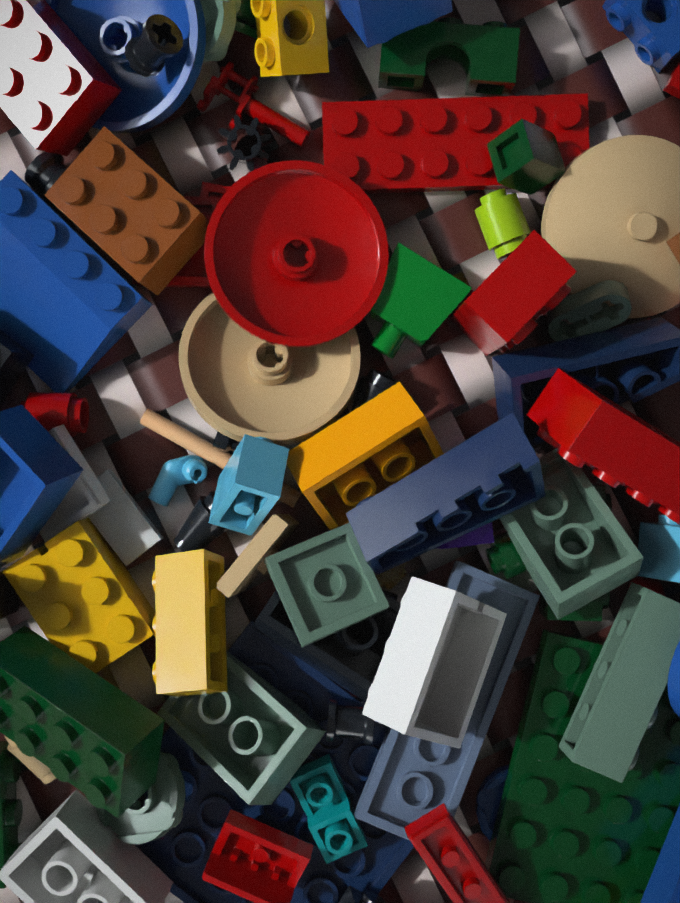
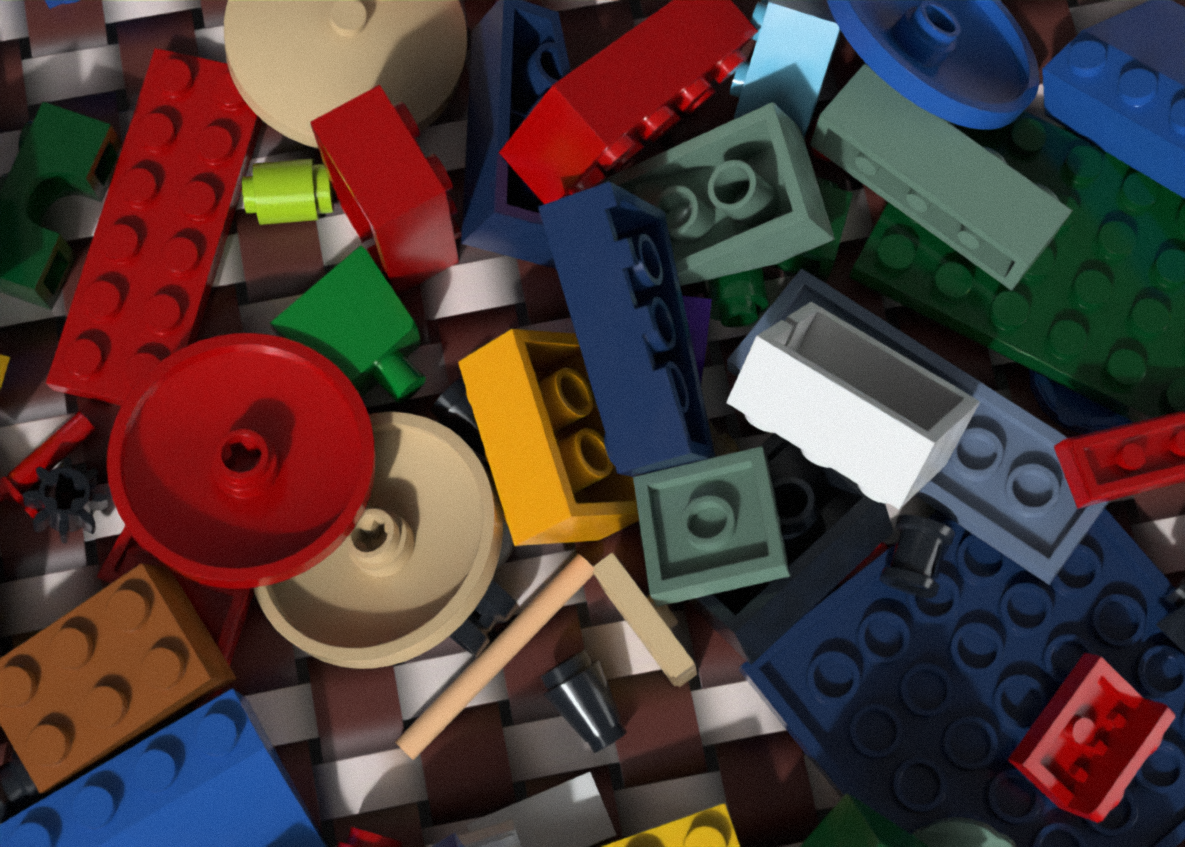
camera: 80 degrees left, 15 degrees down
(177, 473) = (501, 723): medium azure arm -> none
(189, 624) = (722, 749): yellow brick -> none
(246, 734) = (884, 709): sand green slope -> none
(249, 485) = (544, 601): medium azure brick -> none
(328, 809) = (1036, 623): teal slope -> none
(526, 157) = (212, 136): dark green panel -> none
(589, 312) = (440, 110): sand green beam -> none

